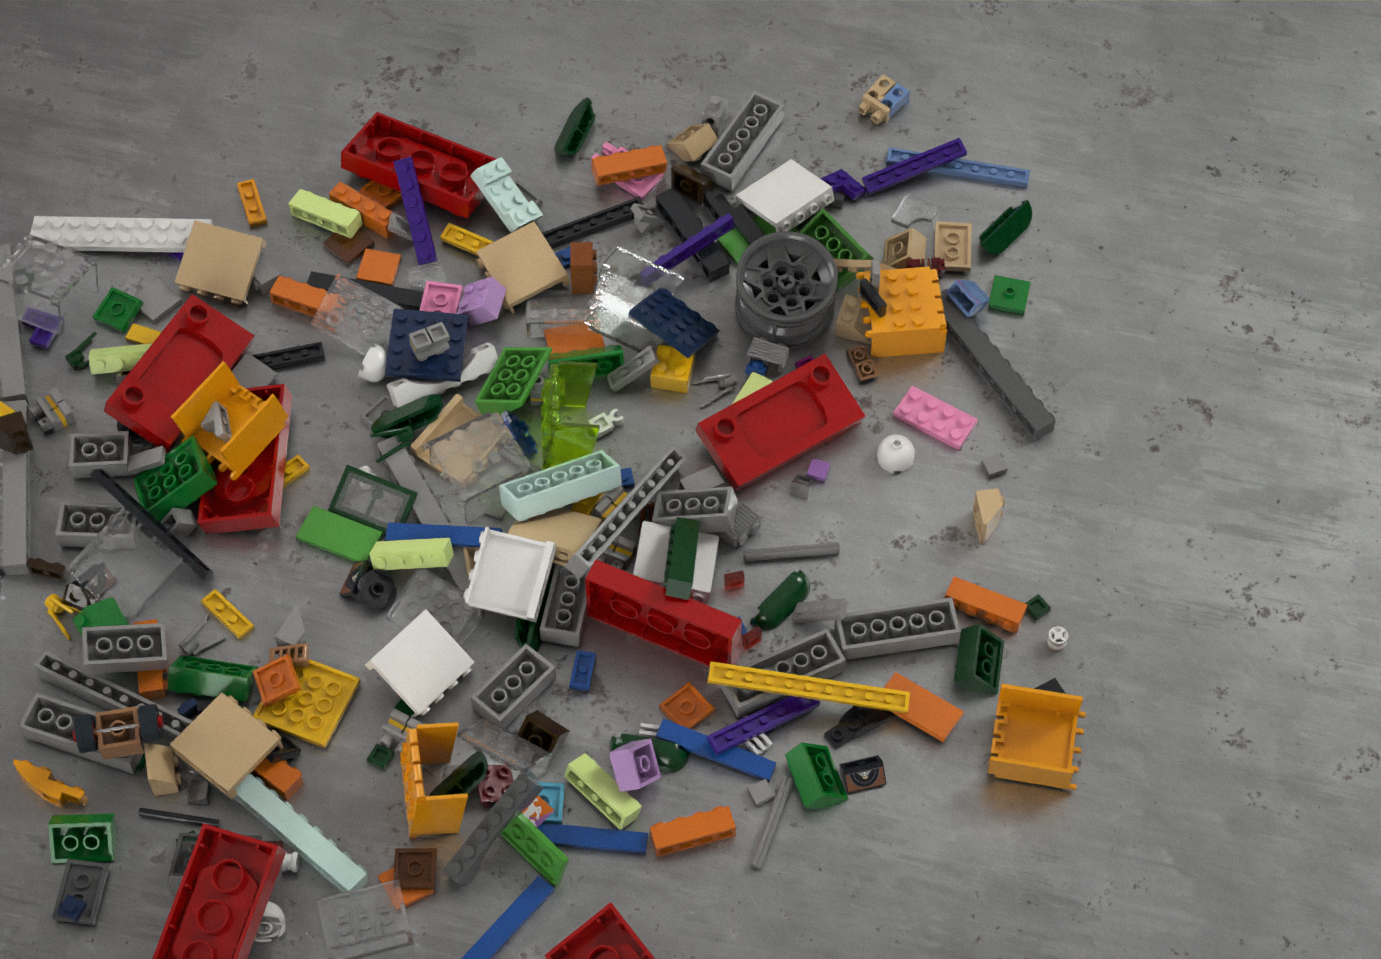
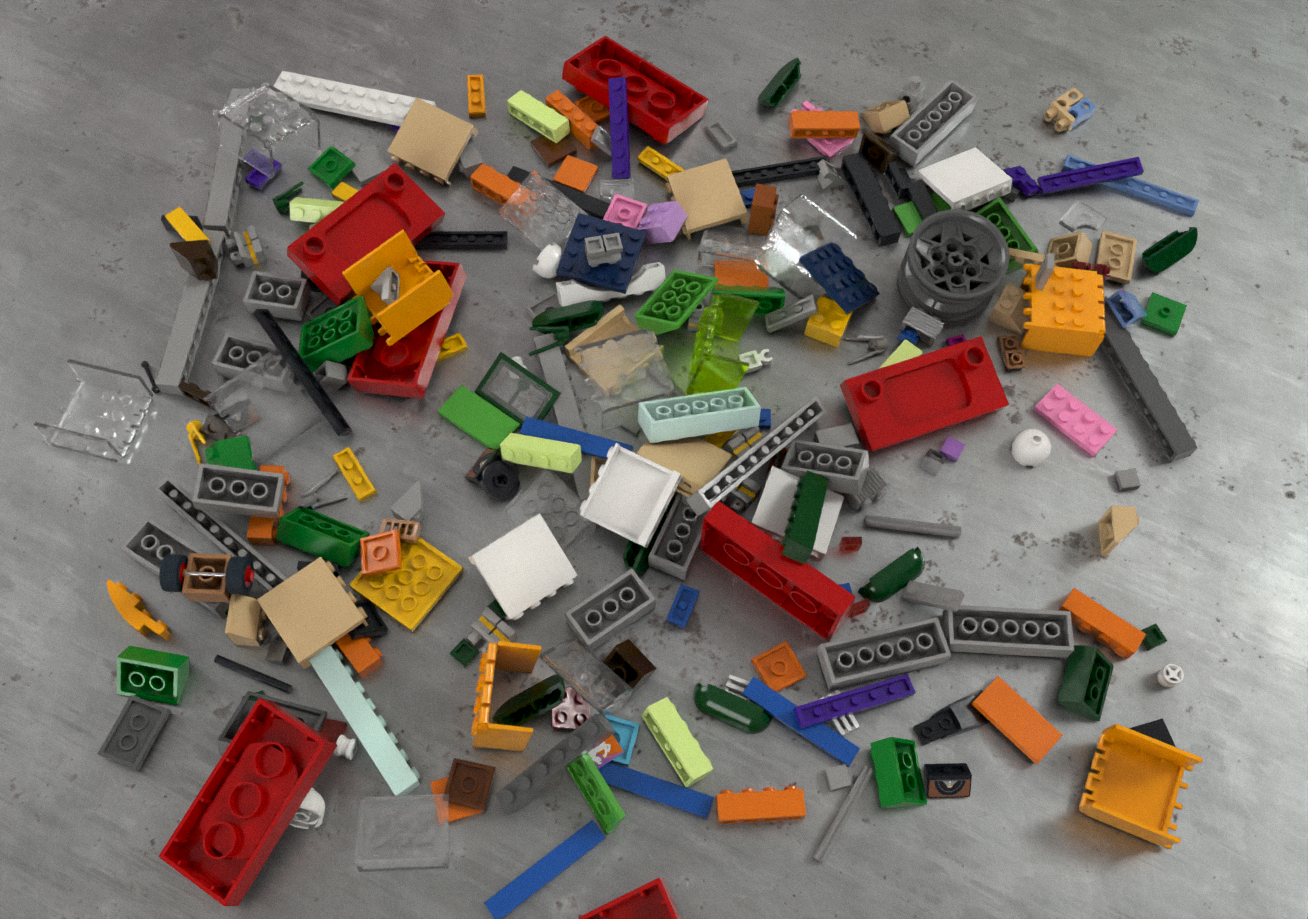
camera: 10 degrees right, 5 degrees up
(72, 908) = (118, 750): dark blue plate -> none
(146, 460) = (316, 309): light grey tile -> none
(188, 709) = (289, 564): dark blue plate -> none
(253, 373) = (435, 248): light grey tile -> none
(504, 195) = (703, 129): light aqua piece -> none
(520, 432) = (671, 353): plate -> none
(635, 765) = (714, 724): lavender brick -> none
(696, 242) = (875, 206): dark purple plate -> none
(808, 687) = (909, 678): yellow plate -> none
(872, 298) = (1038, 291): black tile -> none

